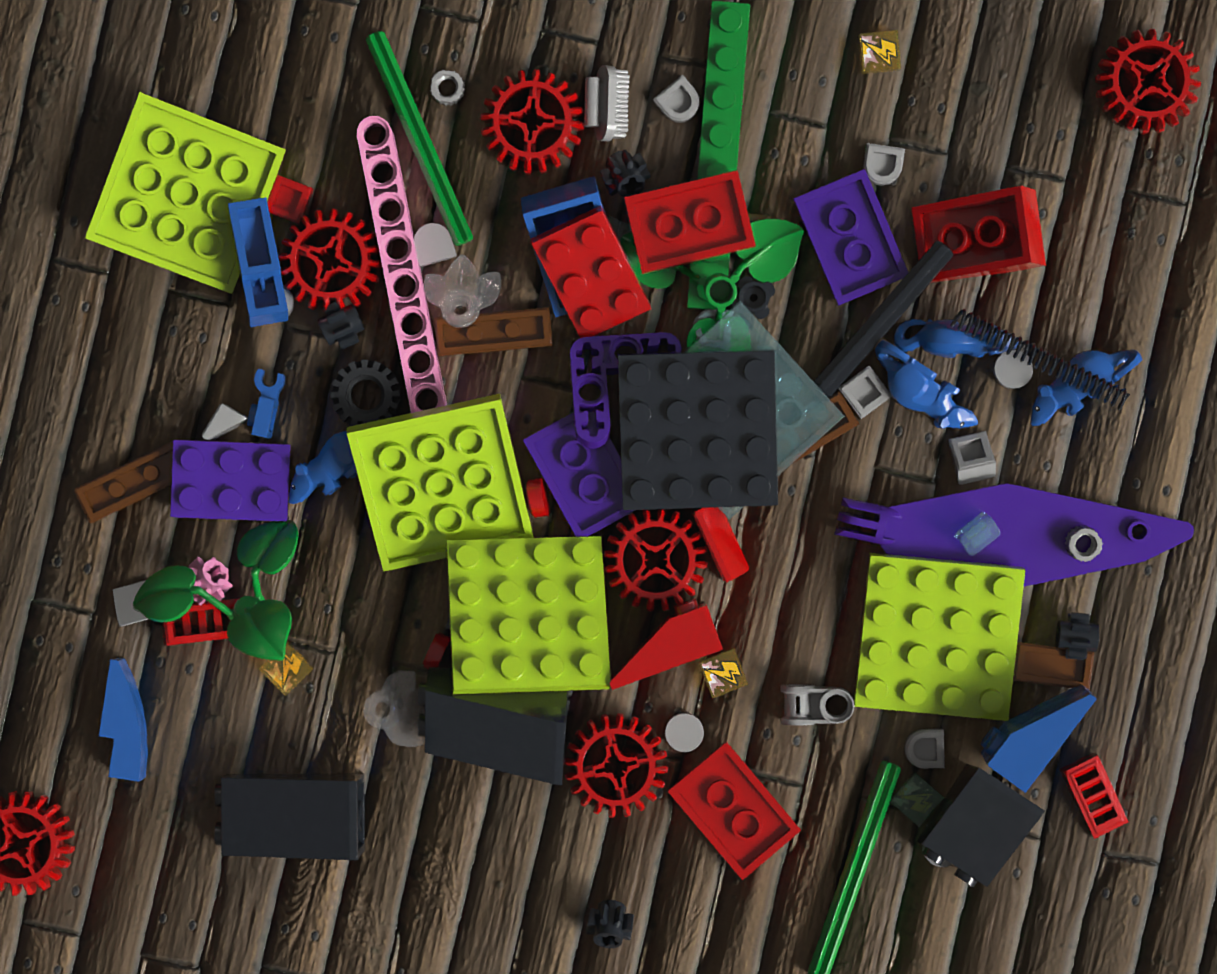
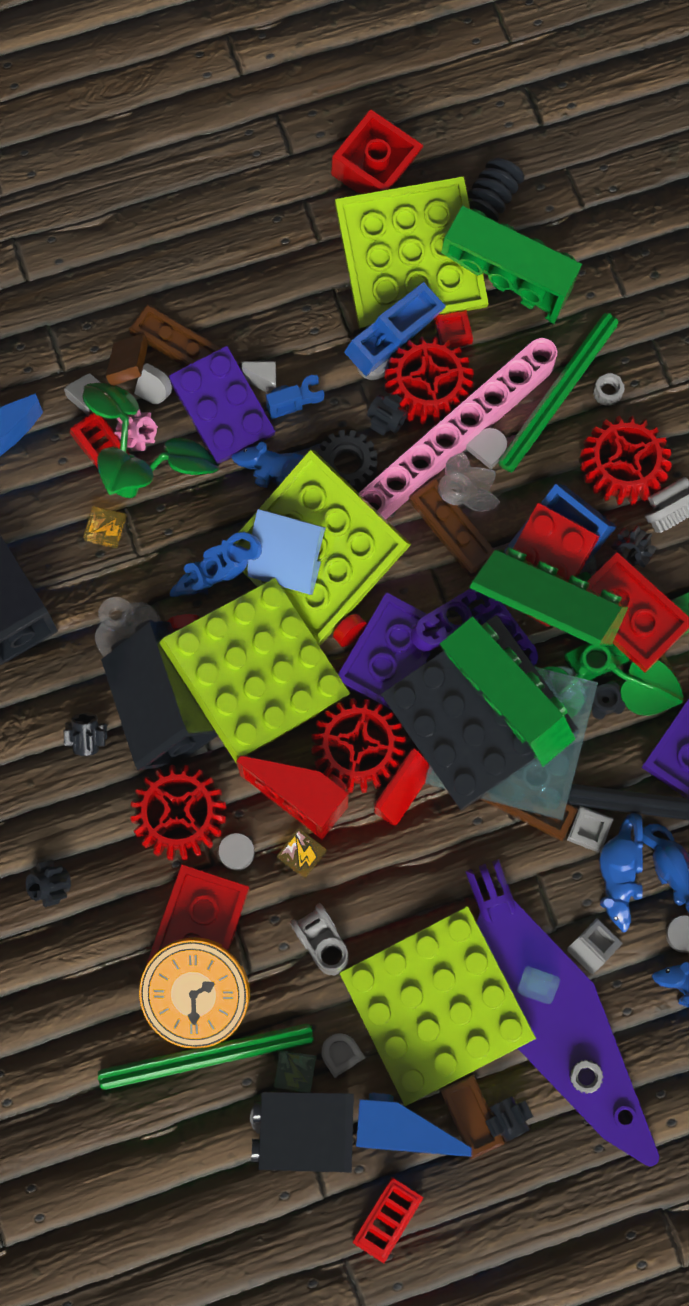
camera: 60 degrees right, 15 degrees down
(57, 163) = (374, 155): none -> red slope
(127, 547) = (127, 359): none -> reddish brown tile
(165, 69) = (495, 187): none -> black piece
(167, 536) = (153, 385): none -> light grey tile
(261, 102) = (512, 261): none -> green wedge
(401, 587) = (219, 565): none -> blue animal
(428, 515) = (288, 551): none -> medium blue slope
(487, 808) = (85, 734): none -> black gear
(636, 297) = (550, 597): none -> green slope
(702, 398) = (509, 689): none -> green wedge
(794, 850) = (194, 993): none -> tile

